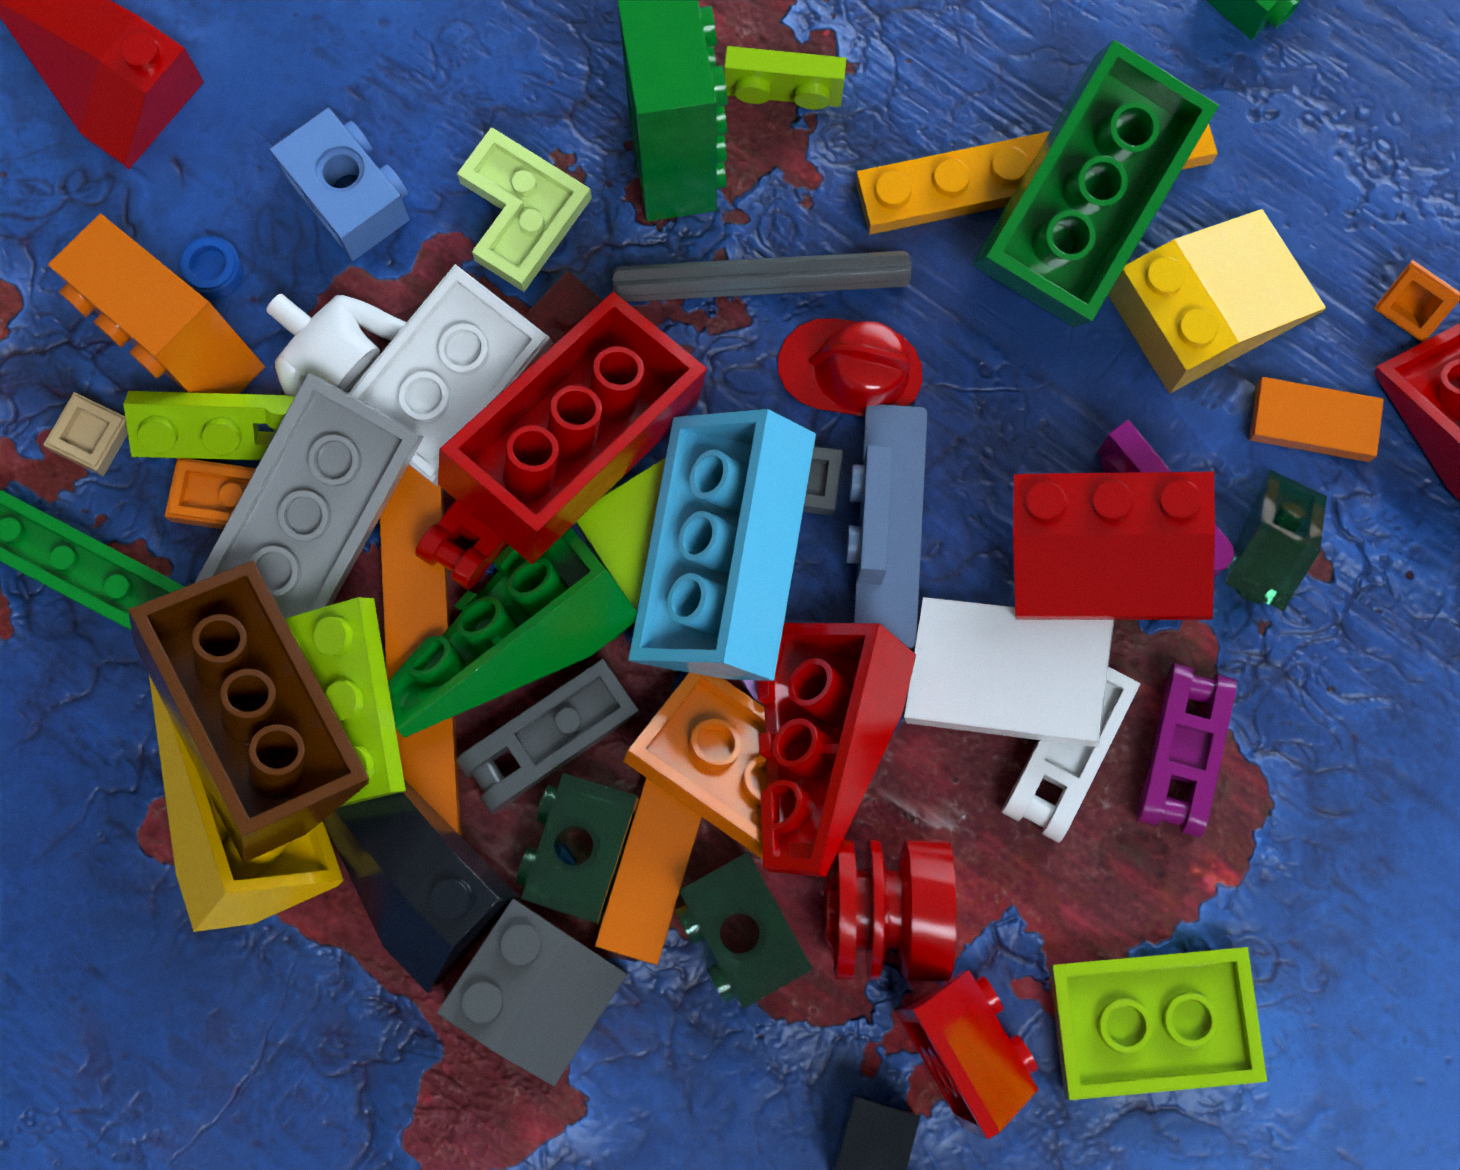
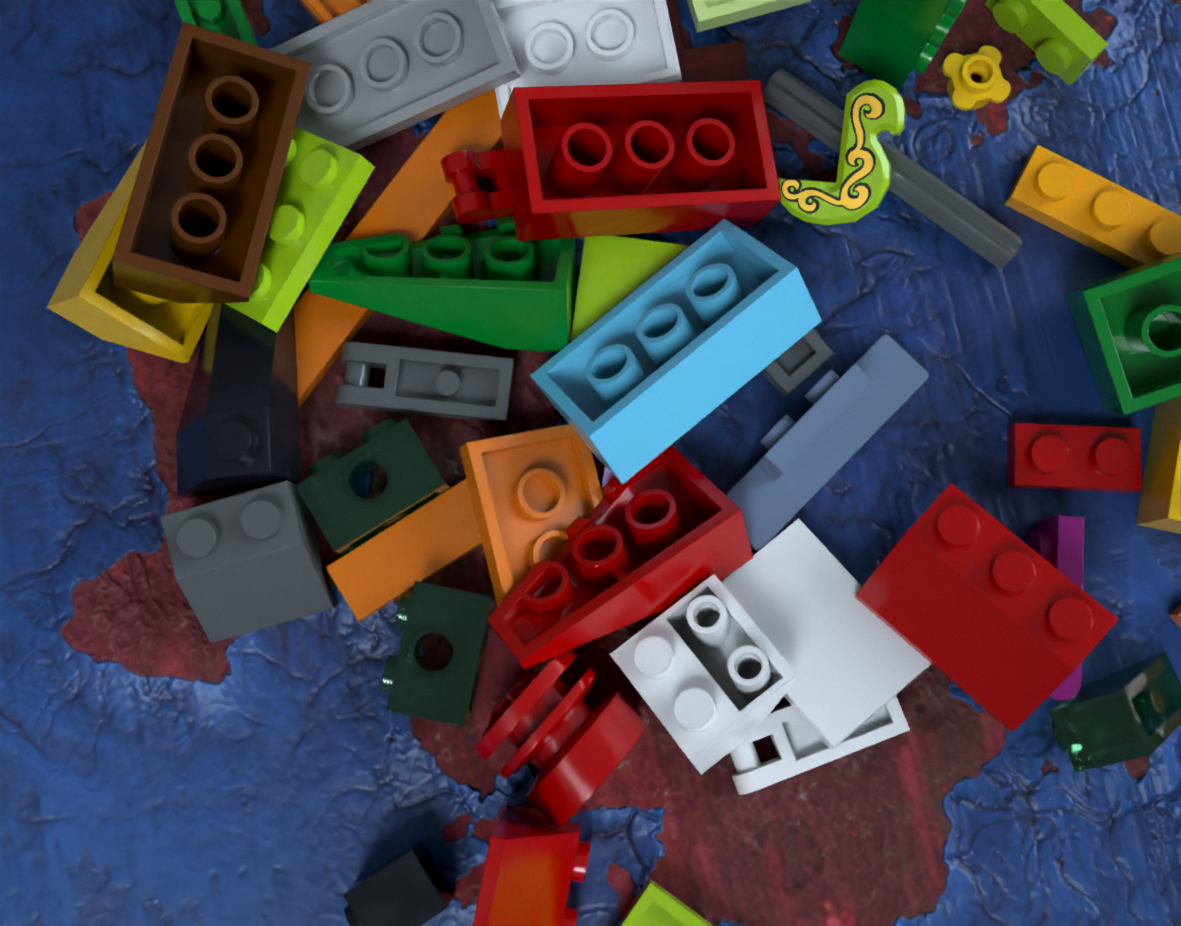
camera: 45 degrees right, 5 degrees up
(743, 291) = (862, 164): none -> lime animal
(764, 174) = (966, 93): none -> yellow plate
(849, 366) = (898, 293): red piece -> none
(957, 769) = (706, 672): none -> white slope
(1082, 382) = (1074, 458): none -> red plate
(1187, 750) = (902, 811): magenta plate -> none

